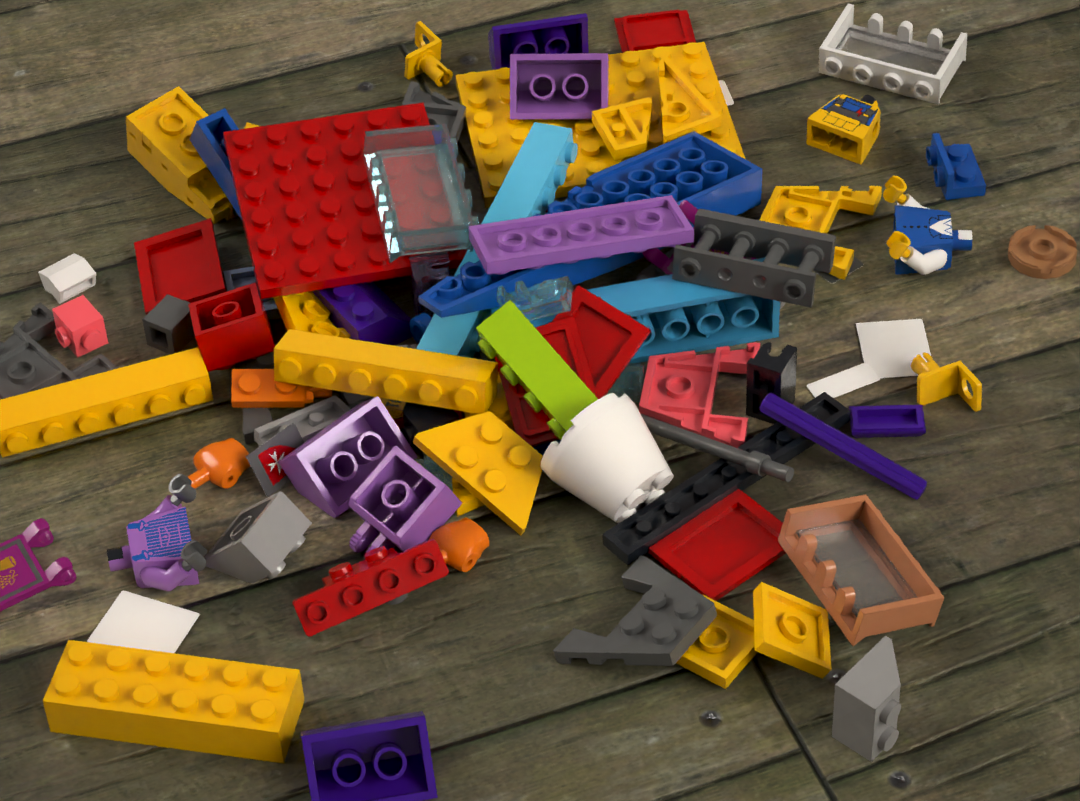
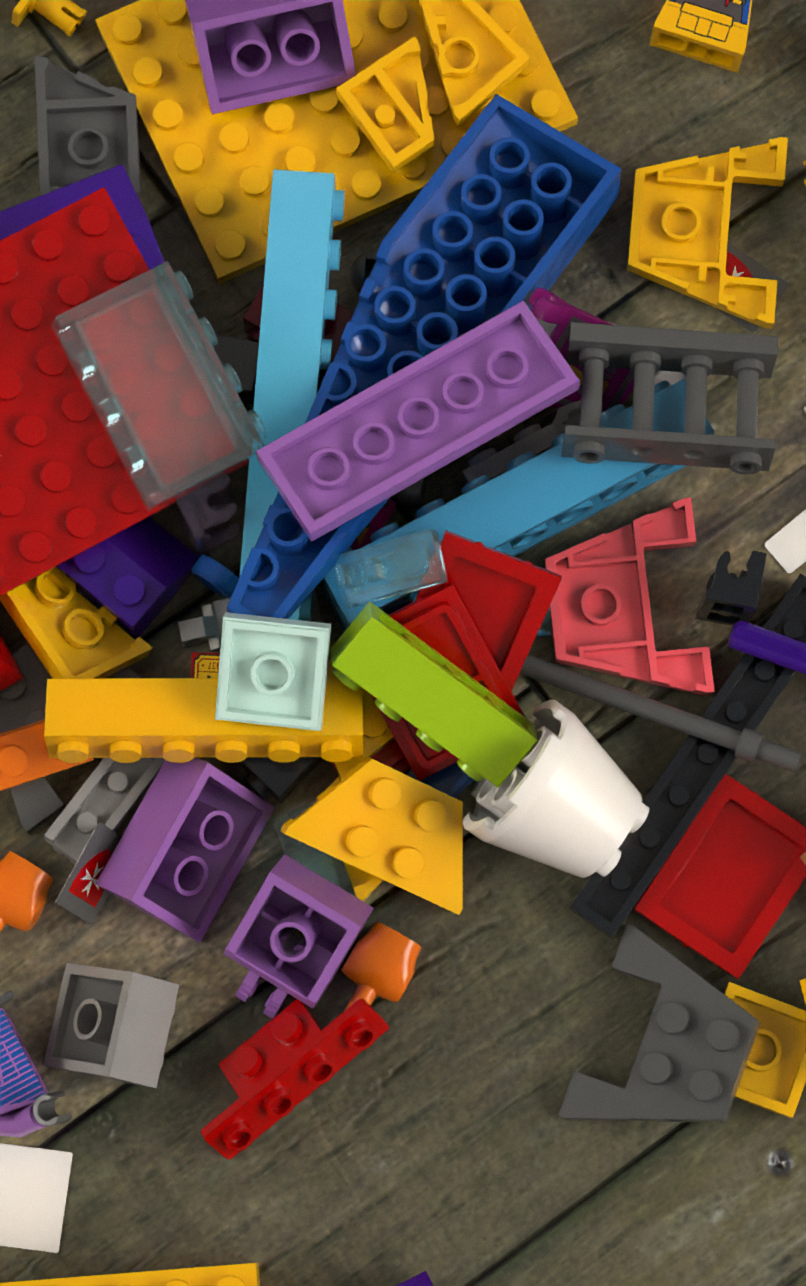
camera: 20 degrees left, 35 degrees up
(436, 330) = (272, 671): none -> light aqua tile

